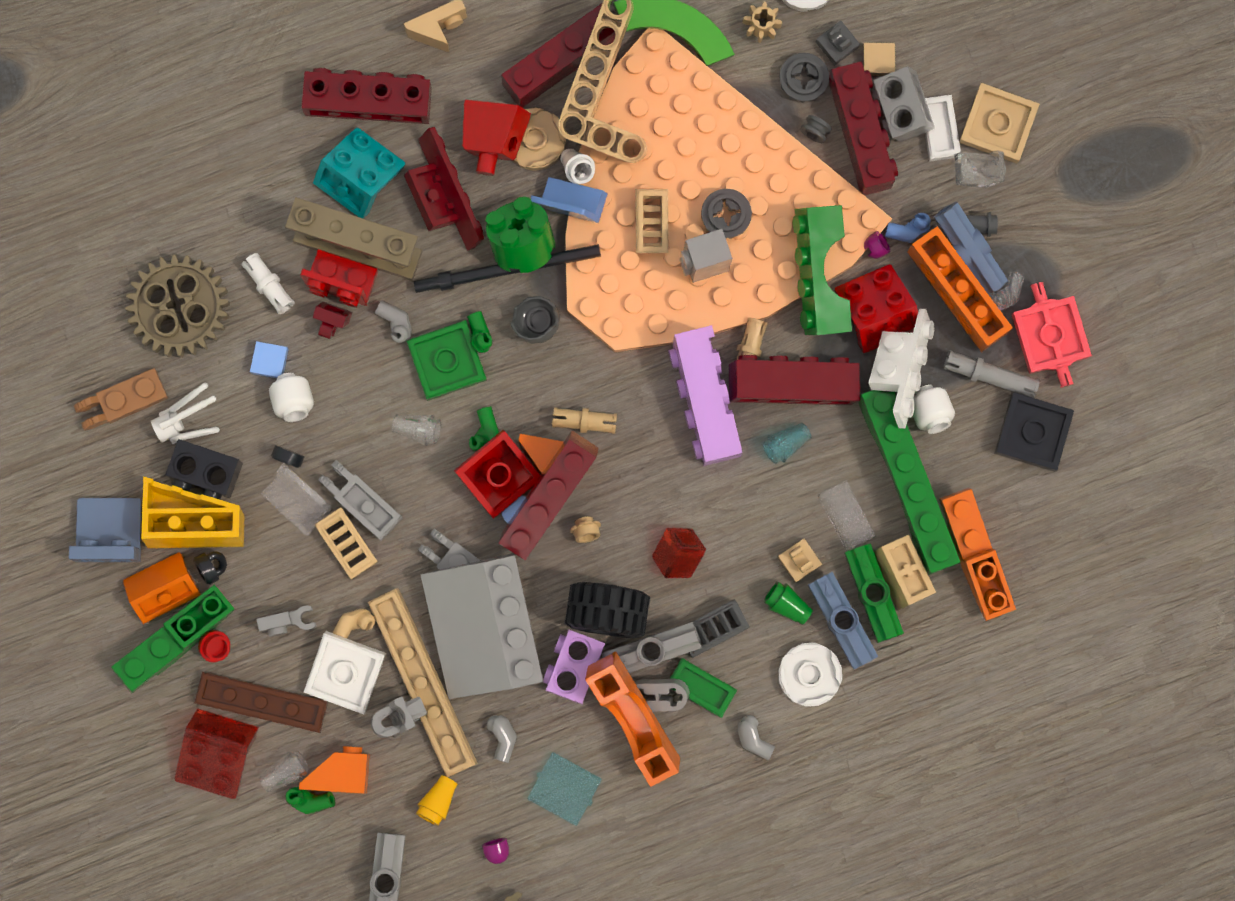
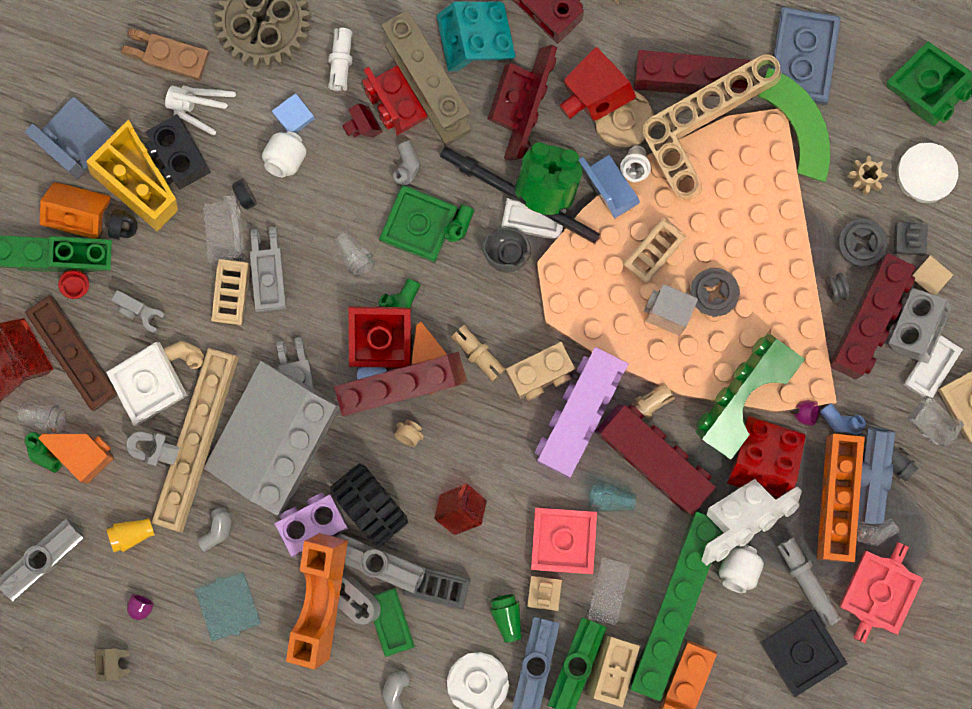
camera: 50 degrees right, 0 degrees up
(533, 283) = (529, 222): none -> white tile
(645, 392) = (540, 371): none -> tan brick
(779, 507) = (564, 540): none -> coral plate

